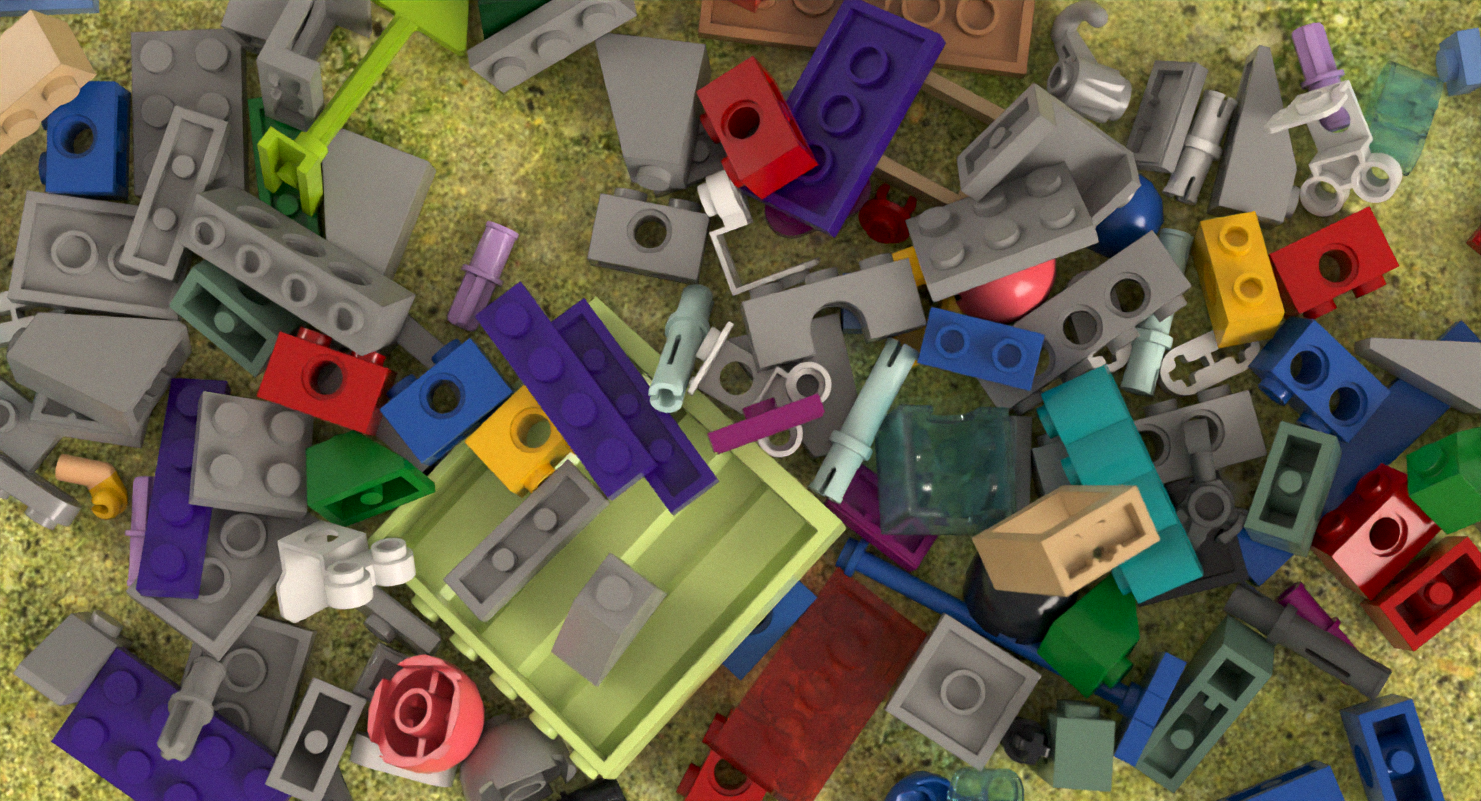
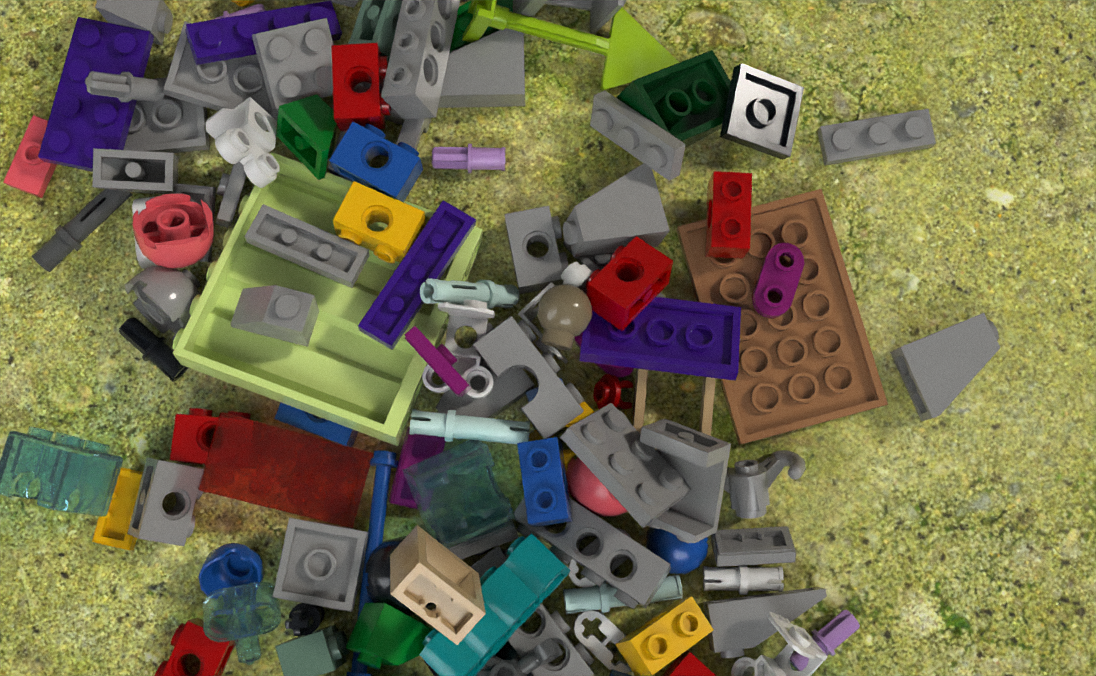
camera: 65 degrees right, 5 degrees down
(566, 391) = (408, 229): dark purple plate -> none
(768, 231) = (563, 314): none -> dark tan piece

